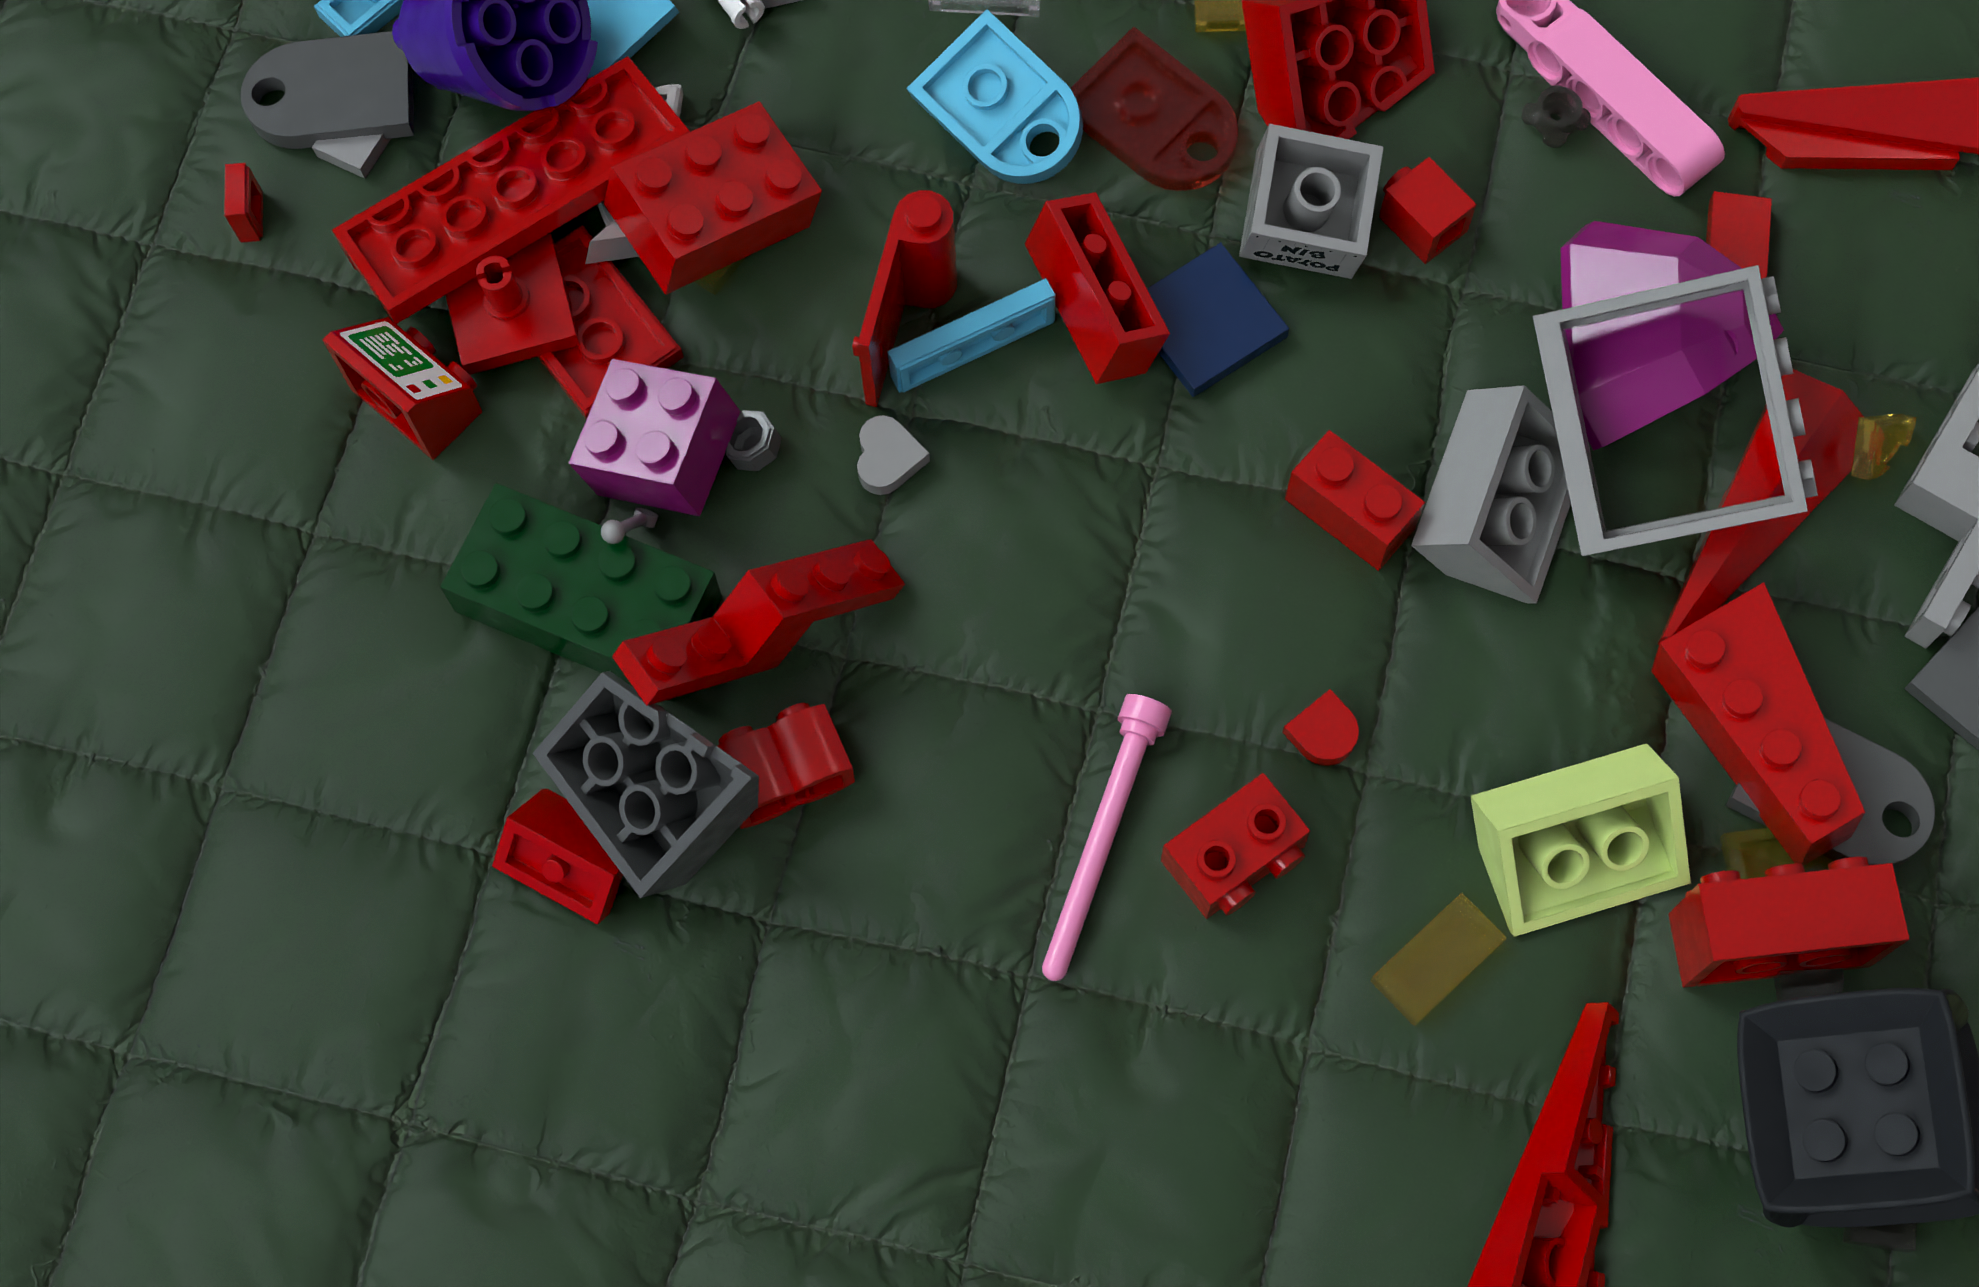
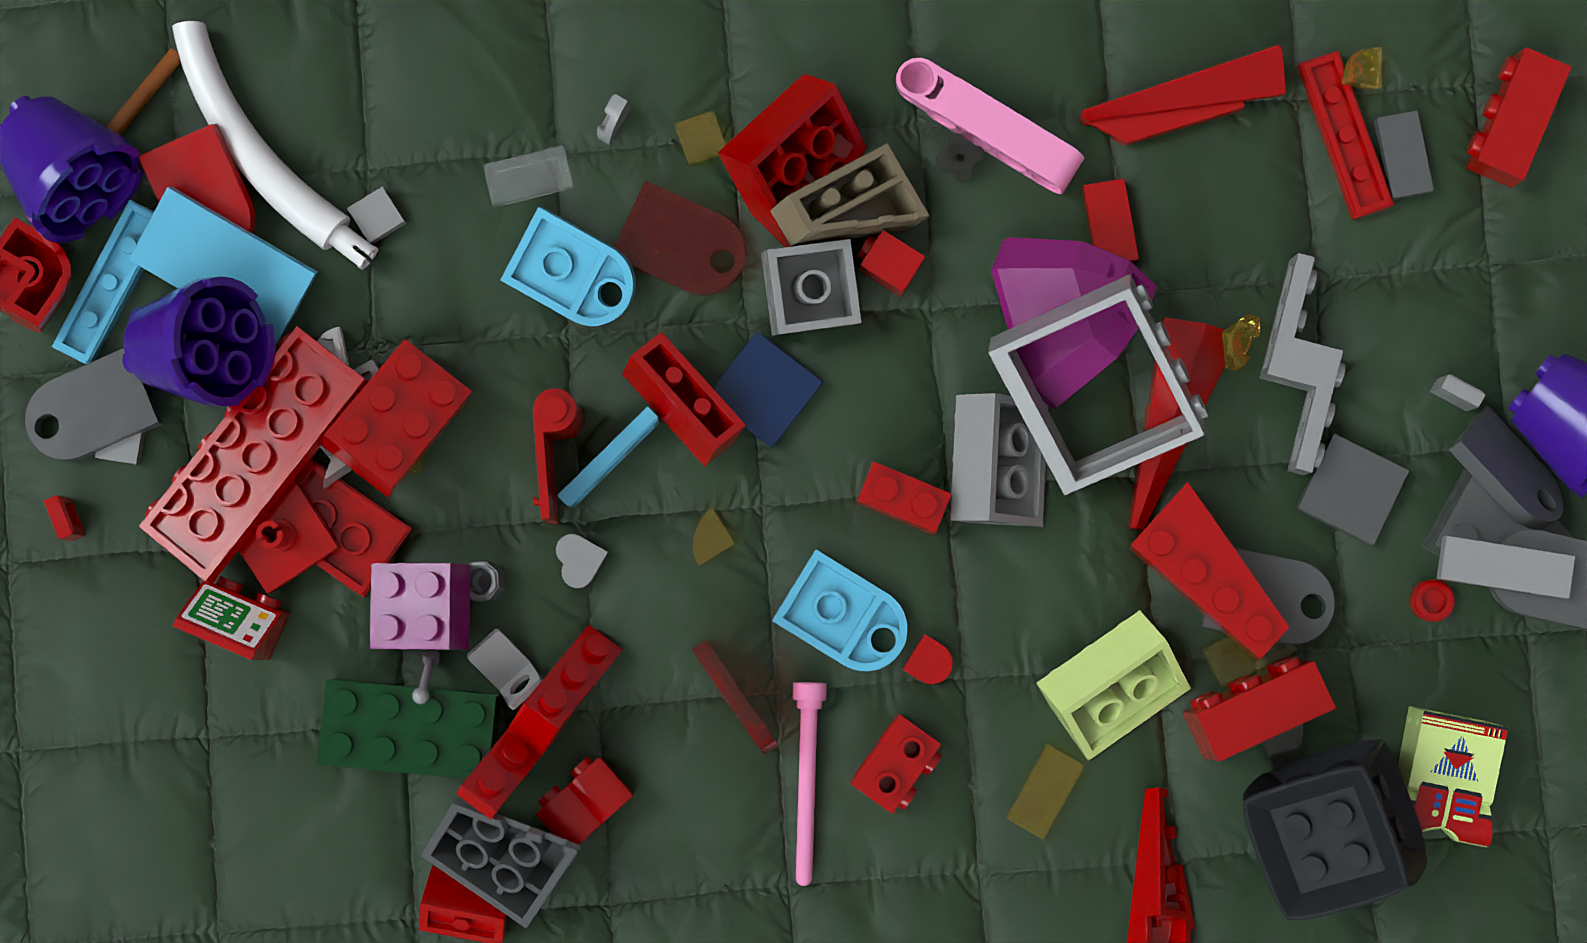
camera: 25 degrees left, 15 degrees up
(732, 543) = (505, 667): none -> light grey bracket
(1039, 671) = (735, 696): none -> clear red tile
(1073, 482) = (710, 538): none -> clear yellow tile
(1220, 630) = (840, 613): none -> medium azure tile
(1401, 101) = (852, 202): none -> dark tan wedge

